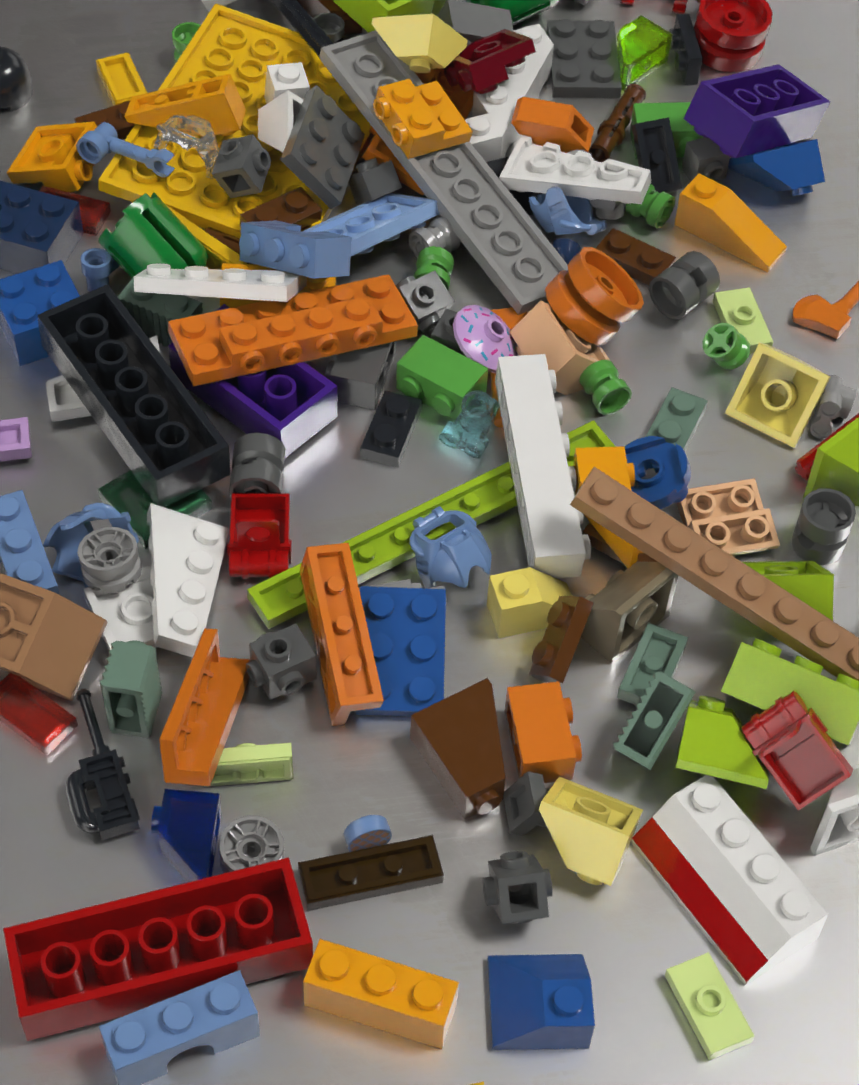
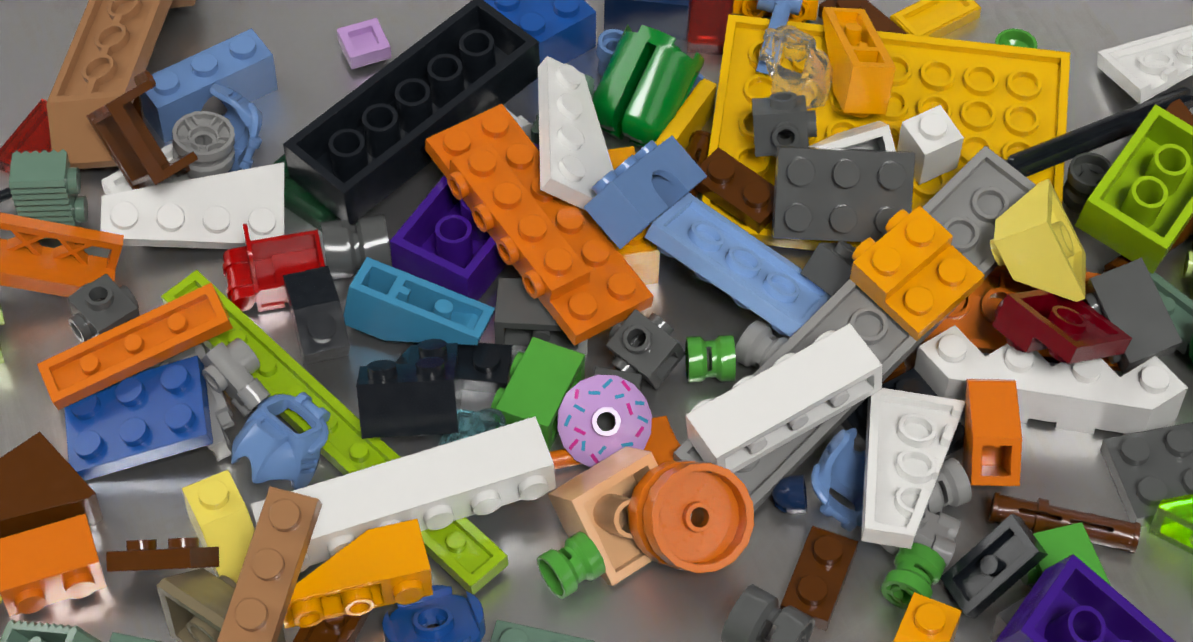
camera: 80 degrees right, 0 degrees up
(105, 554) = (131, 141): none -> reddish brown piece
(331, 503) = (317, 315): none -> black slope
(339, 441) = (411, 309): none -> dark azure slope
(386, 566) = (231, 370): none -> light grey plate
(435, 445) = (413, 394): none -> black slope
(510, 219) = (785, 400): none -> white brick

